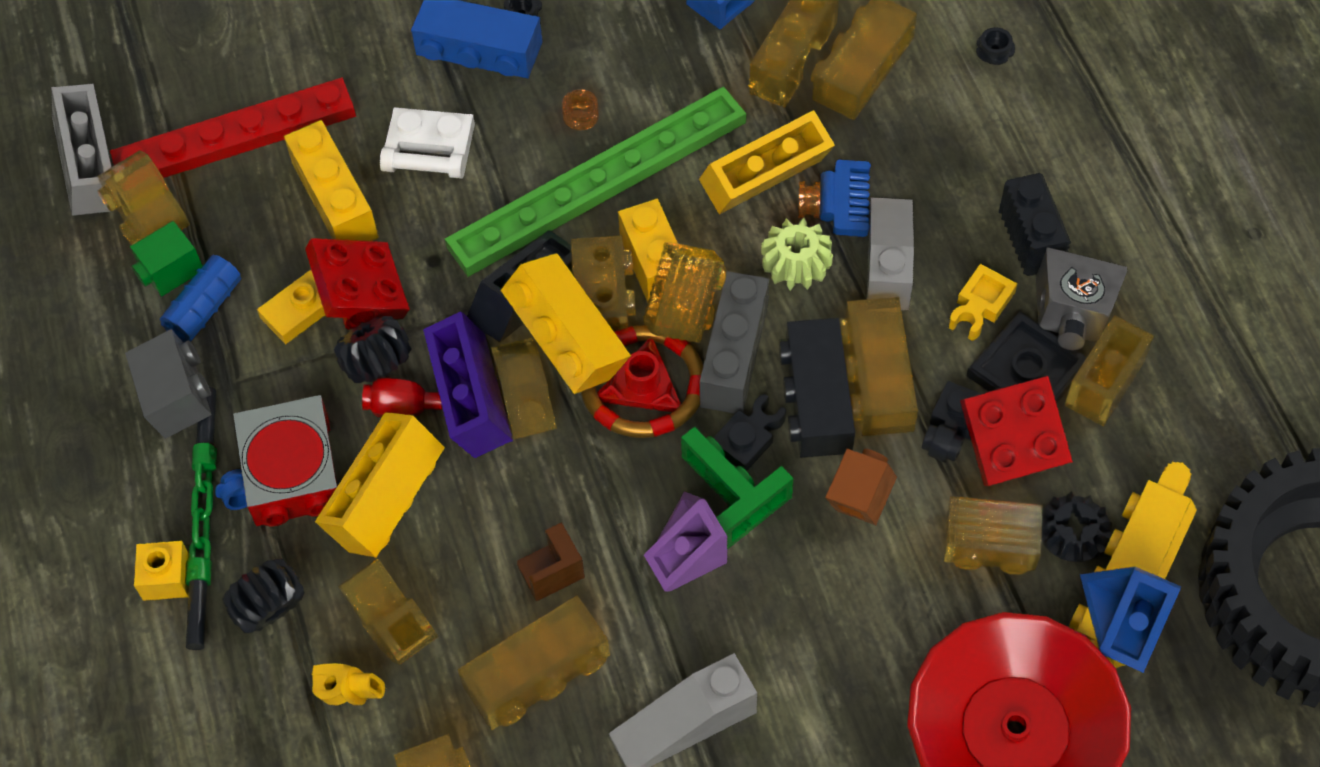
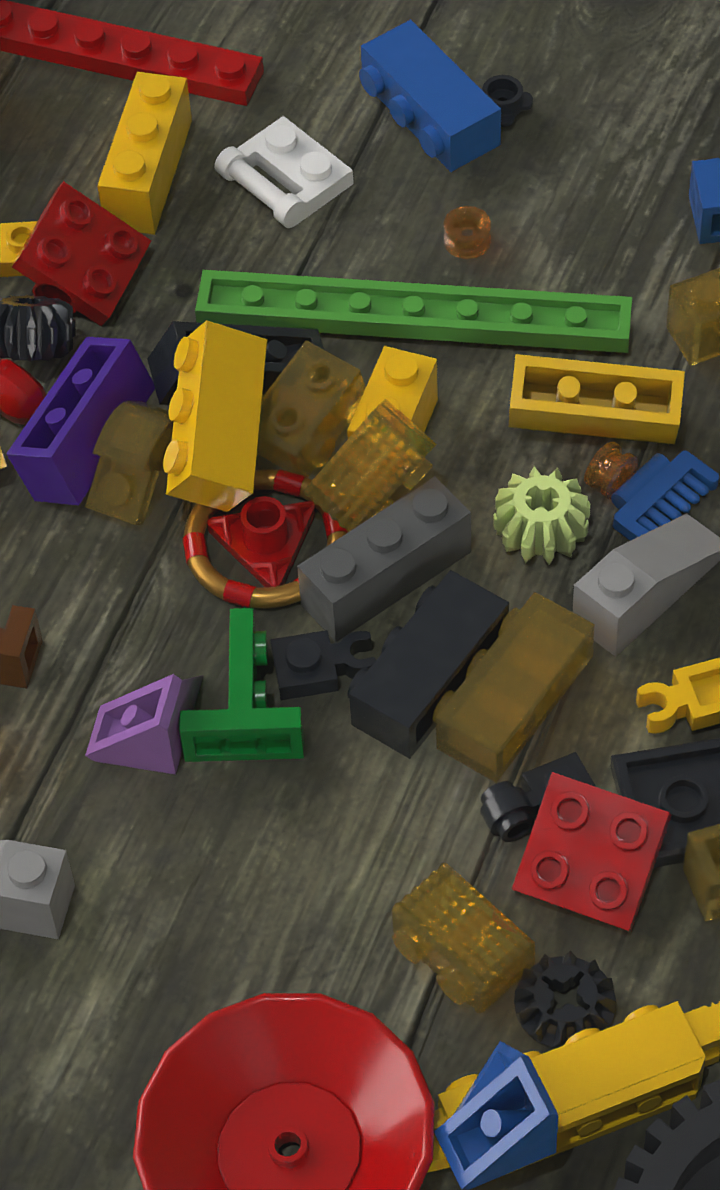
camera: 40 degrees right, 5 degrees down
(862, 485) = (369, 788): dark orange brick -> none

